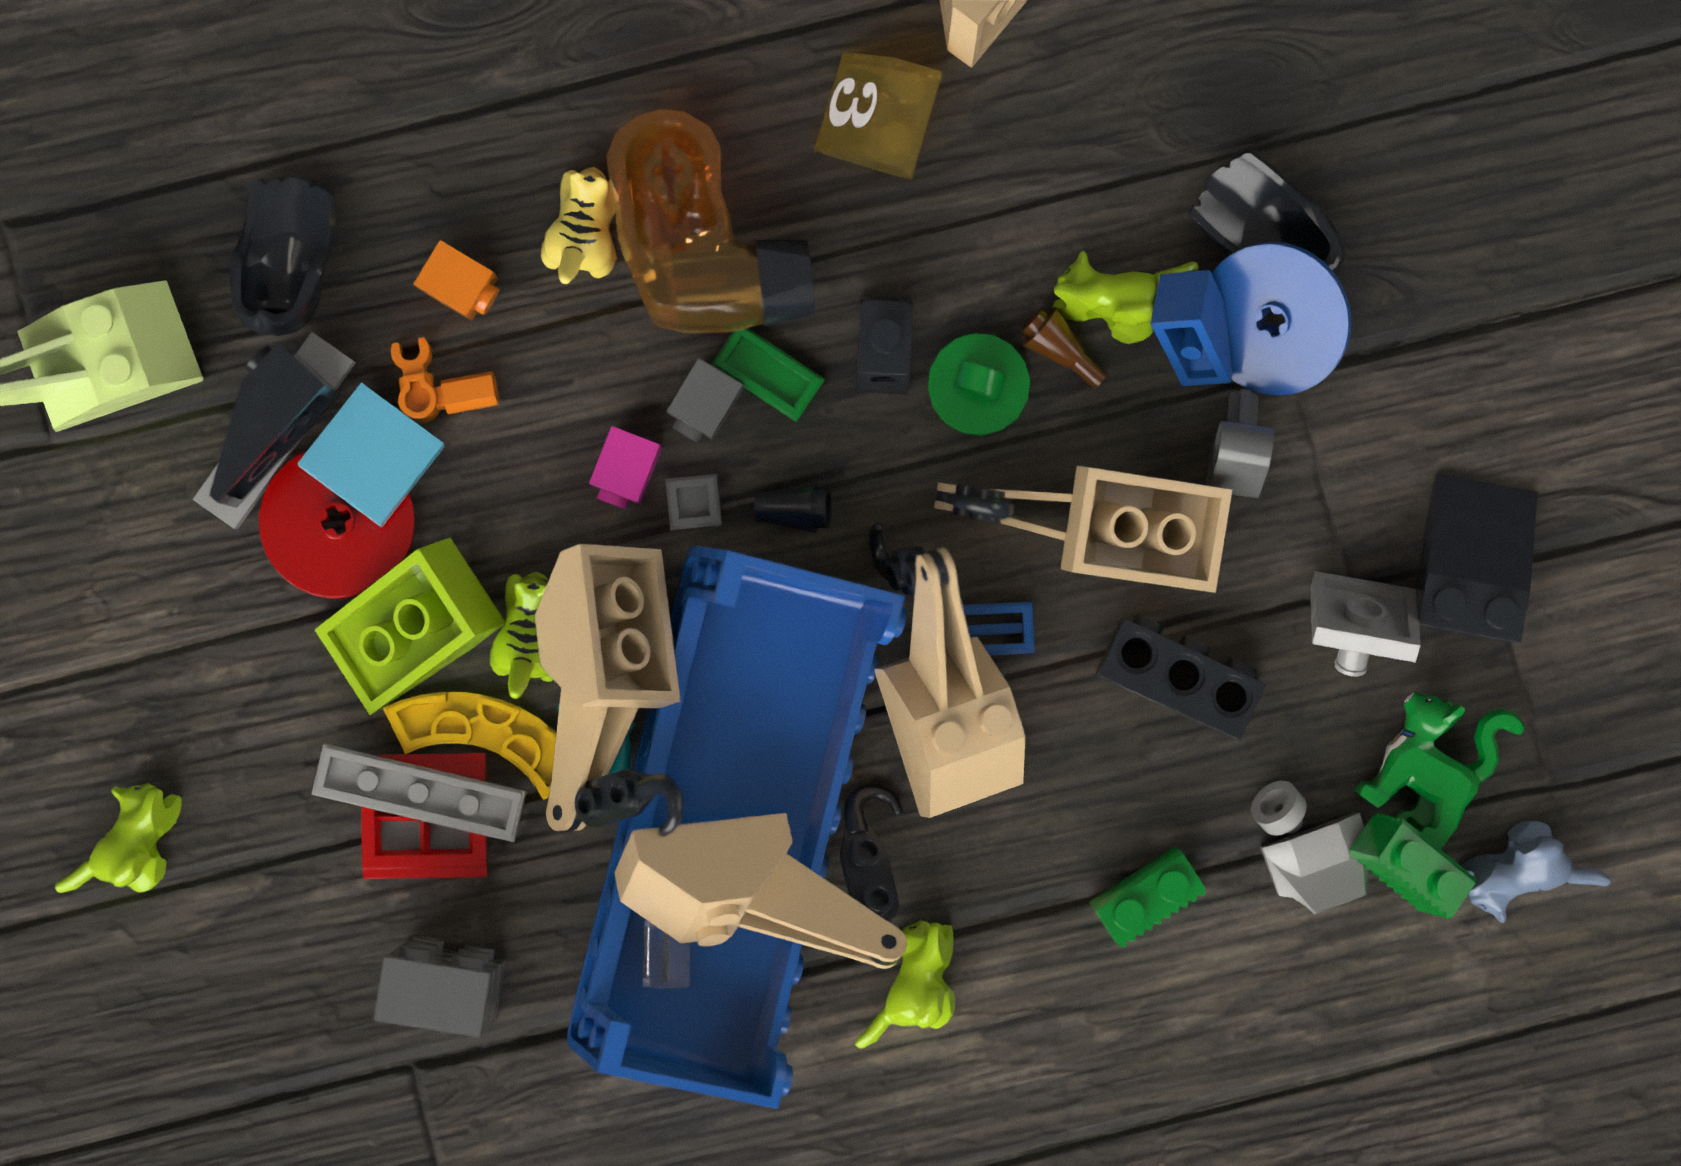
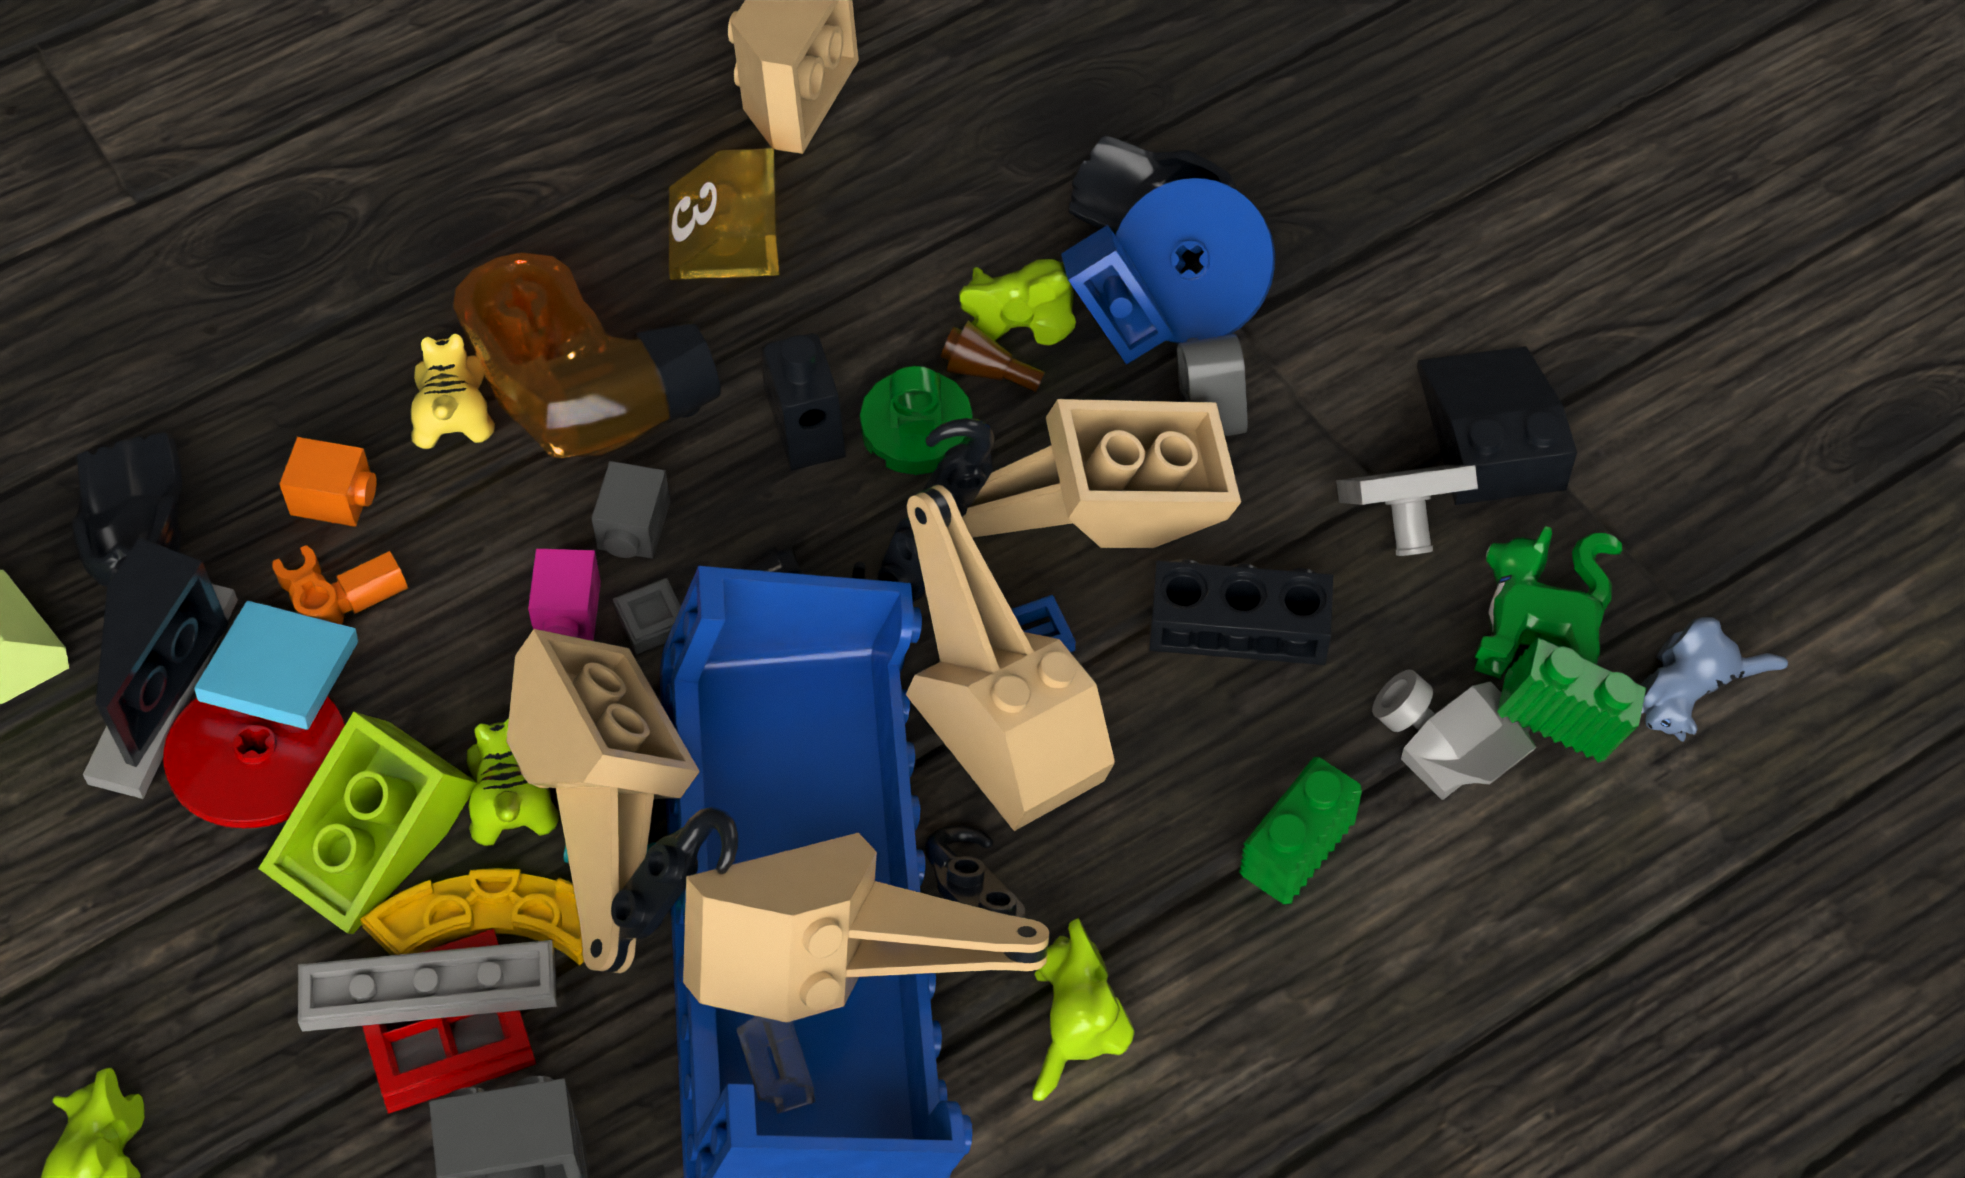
camera: 20 degrees left, 30 degrees down
(768, 373) = (698, 474): green tile -> none

